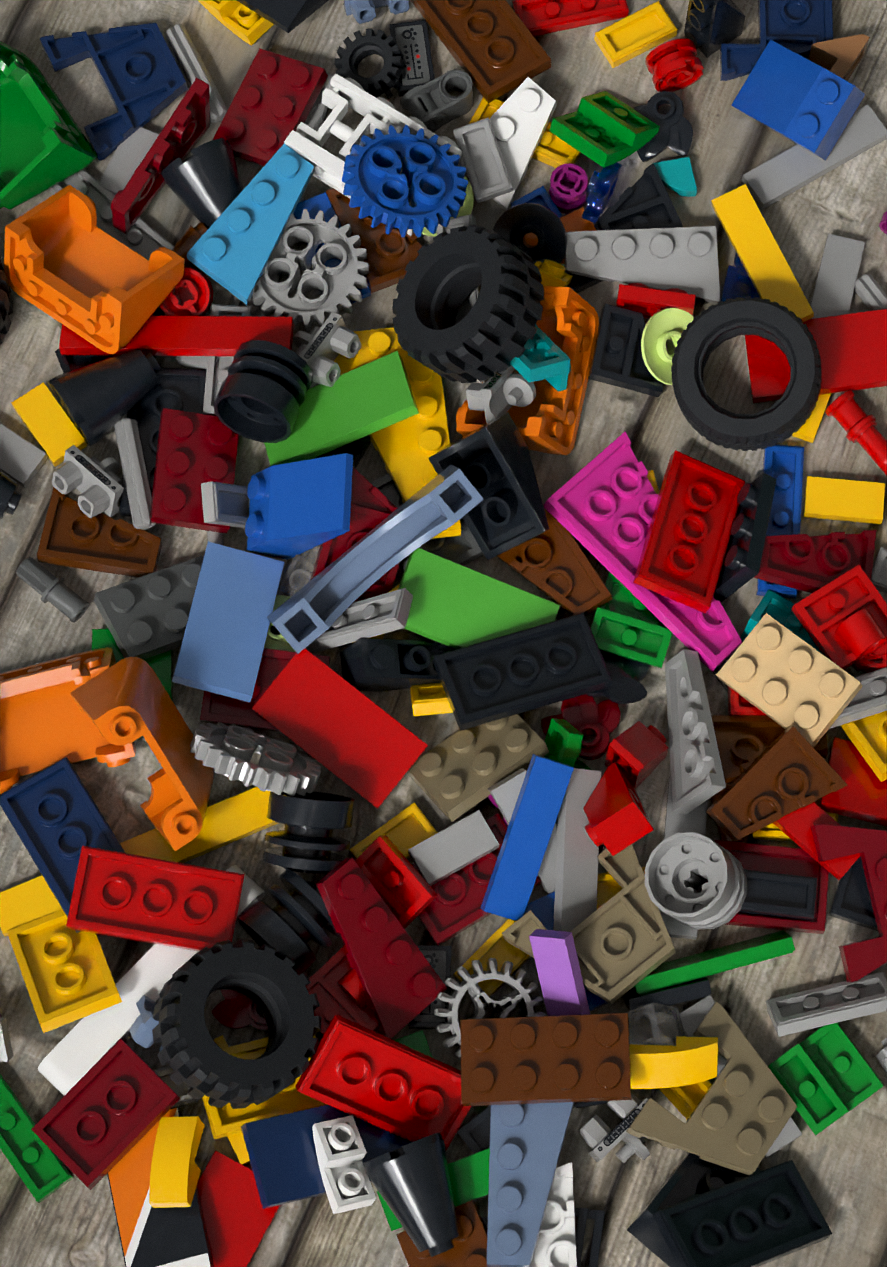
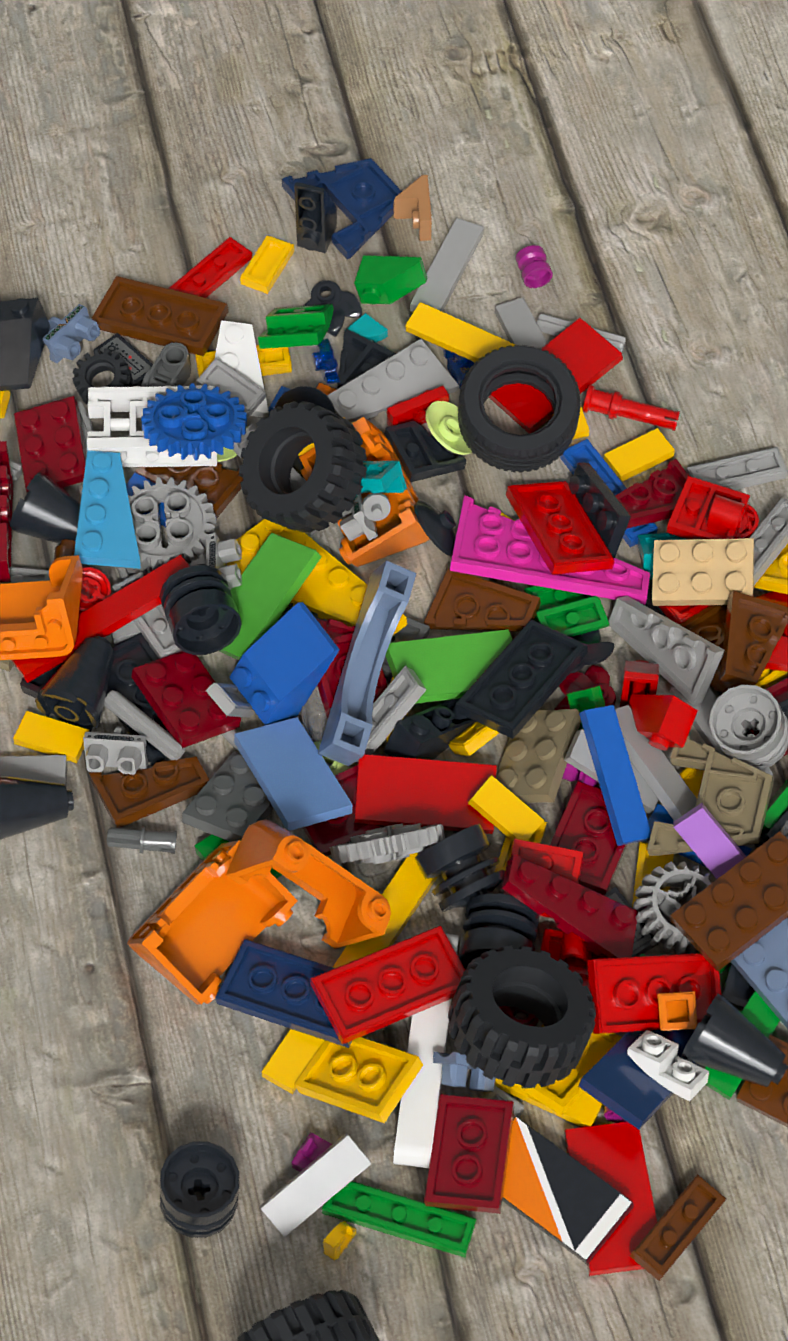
camera: 35 degrees left, 15 degrees down
(173, 1162) = (549, 1146): yellow slope -> none
(396, 1118) = (677, 1011): none -> orange slope
(400, 799) = (505, 810): none -> yellow tile
(453, 848) = (568, 817): light grey tile -> none
(503, 474) = (437, 576): black slope -> none
(565, 195) = (300, 371): magenta wheel -> none
(566, 446) = (436, 526): none -> black dish
(674, 65) = (311, 263): red wheel -> none
(737, 132) = (388, 278): none -> green slope
(798, 99) = (414, 229): blue slope -> none

